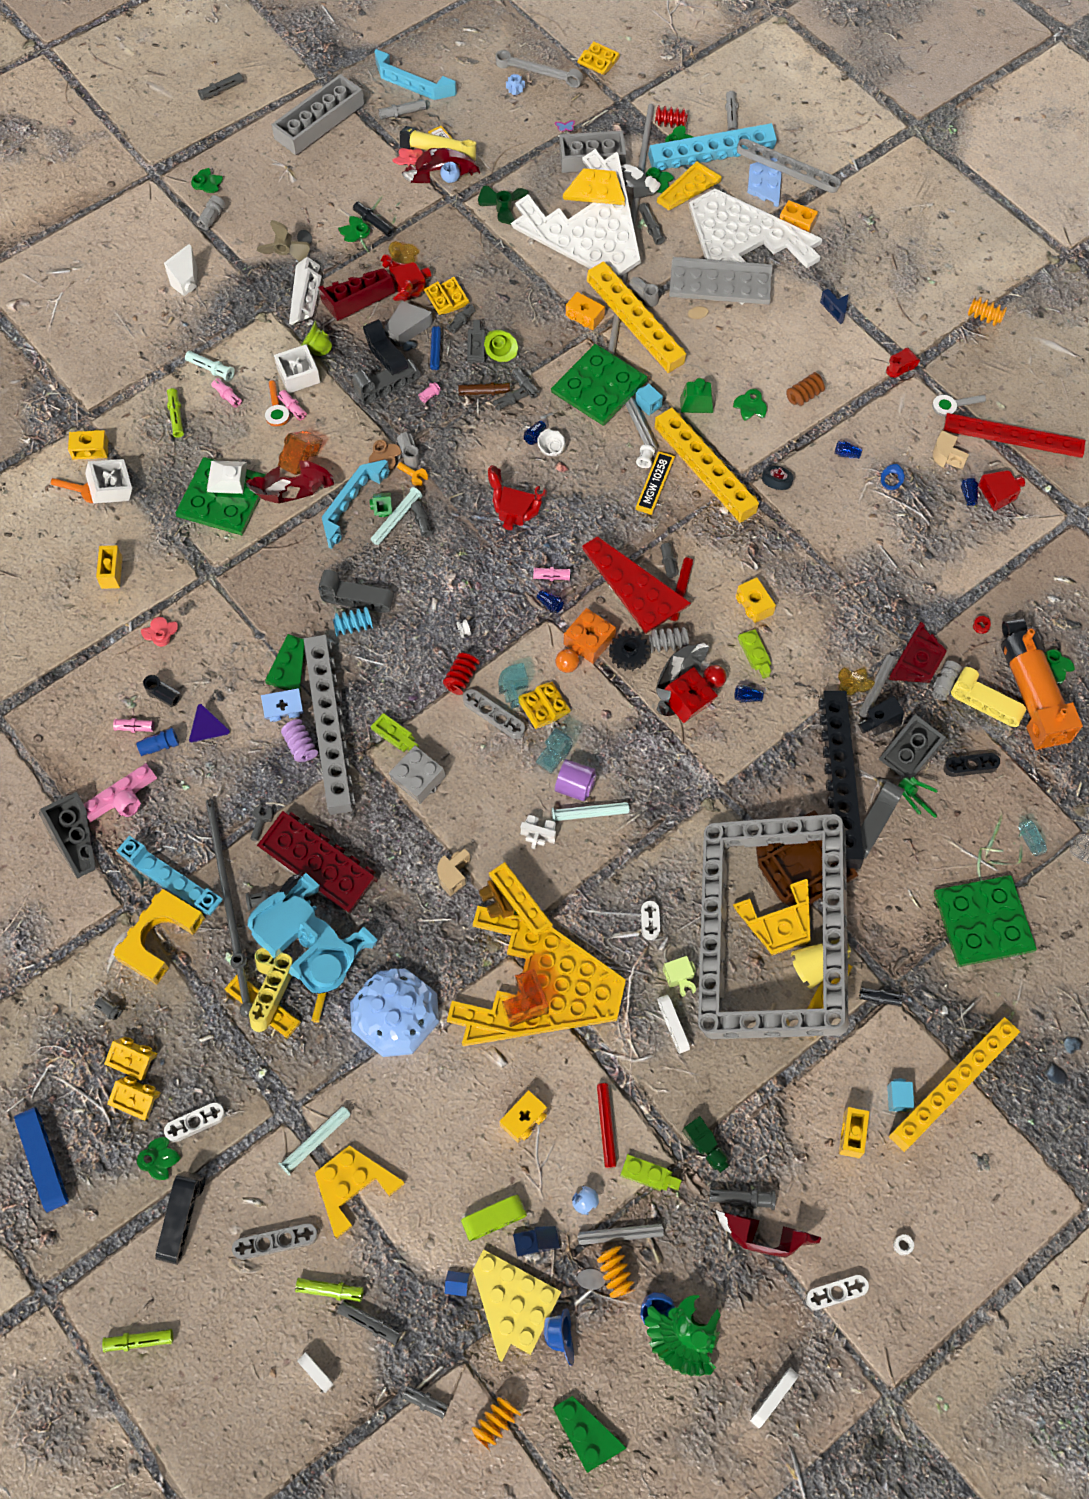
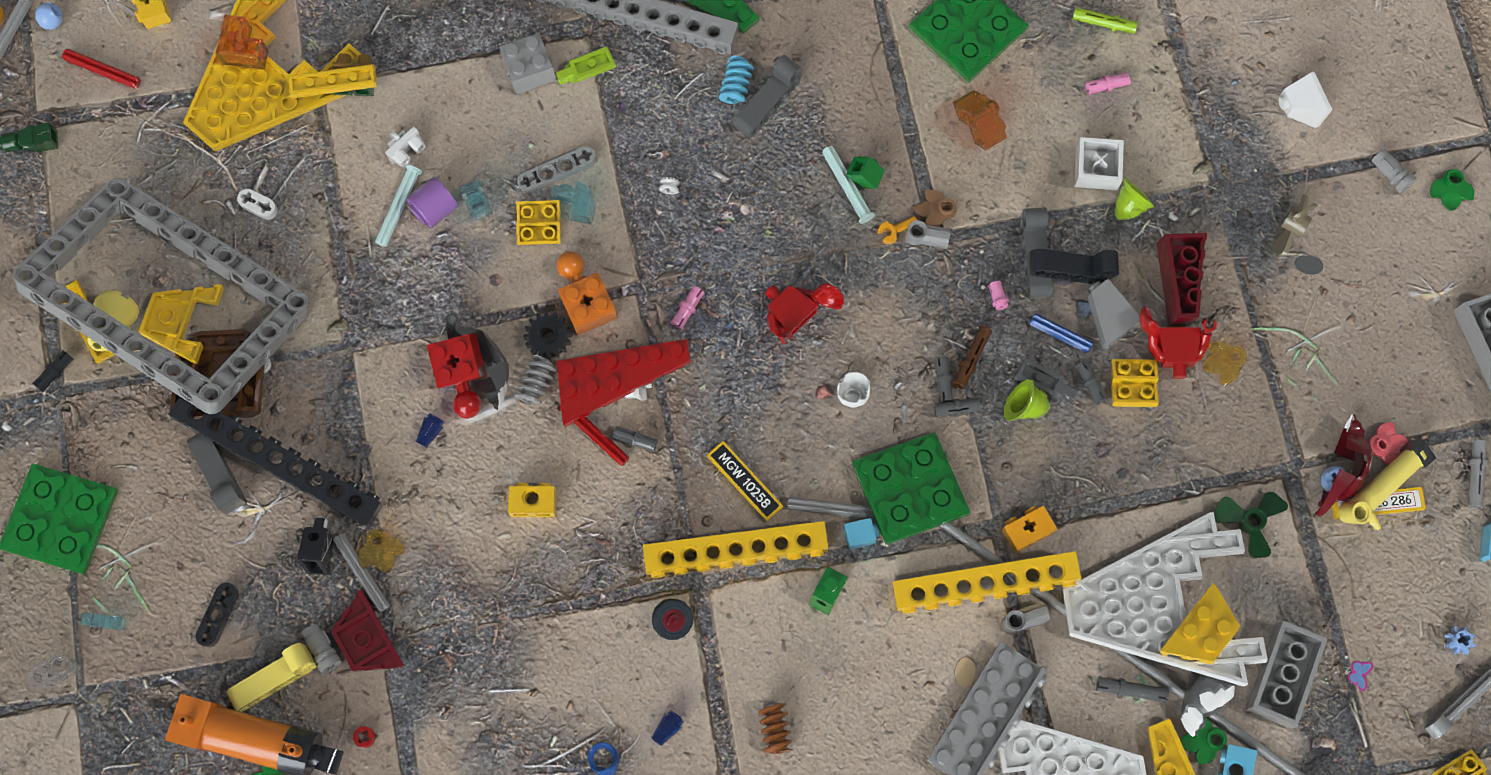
camera: 120 degrees right, 10 degrees up
(216, 367) = (1147, 85): light aqua pin -> none
(227, 477) = (984, 34): white slope -> none
(272, 485) = (945, 73): dark red animal -> none
(277, 414) = (1050, 122): piece -> none
(292, 405) = (1055, 143): bright pink pin -> none
(304, 290) = (1219, 227): white wedge -> none
(355, 230) = (1294, 323): green plate -> none
(368, 215) = (1322, 344): black pin -> none
(374, 471) = (861, 108): medium azure slope -> none
(421, 519) = (829, 207): dark grey pin -> none
(448, 871) = (409, 46): tan brick -> none
(459, 673) = (616, 158): red piece -> none
(532, 433) = (880, 382): clear blue cone -> none
(550, 601) = (653, 288): clear blue cone -> none
(645, 457) = (783, 487): white bush -> none
(649, 1174) = (38, 82): lime hinge -> none
(673, 1024) = (148, 169): white beam -> none
(680, 973) = (188, 200): yellowish green brick -> none
(750, 406) = (790, 649): green plate -> none
(755, 652) = (474, 468): lime hinge -> none
(911, 789) = (228, 527): green plant -> none
(913, 748) = (268, 563): dark grey slope -> none

